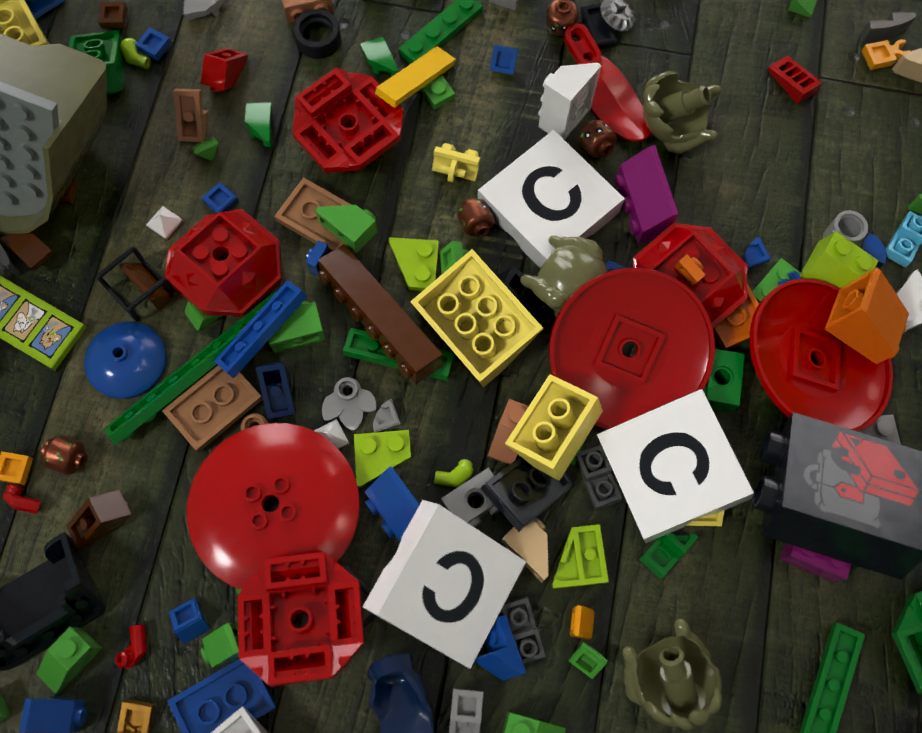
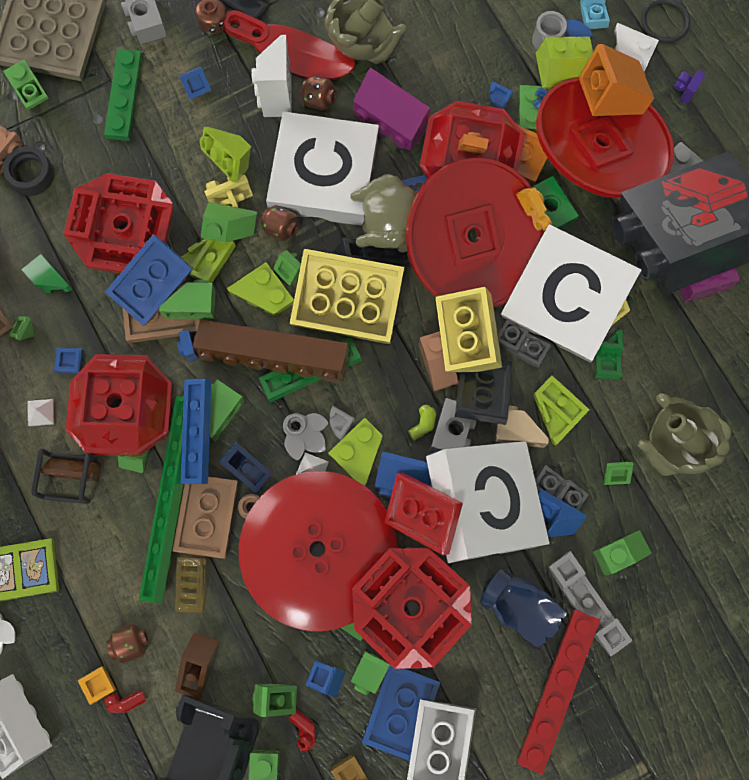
camera: 40 degrees left, 5 degrees up
(129, 600) = (274, 699): none -> bright green slope
(133, 372) = (123, 544): blue dish -> none
(159, 456) = (200, 563): none -> clear yellow slope
(329, 180) = (149, 280): none -> blue plate
(378, 546) = (423, 513): none -> red tile
(379, 56) = (94, 152): green slope -> none
(393, 200) = (208, 258): none -> lime wing
(415, 76) = (140, 147): yellow tile -> none
(432, 185) = (227, 223): none -> bright green slope
(438, 92) = (165, 147): bright green plate -> none
(481, 130) = (227, 151): none -> lime slope
(582, 622) = (592, 452): light orange slope -> none
(703, 360) = (534, 206): none -> light orange plate

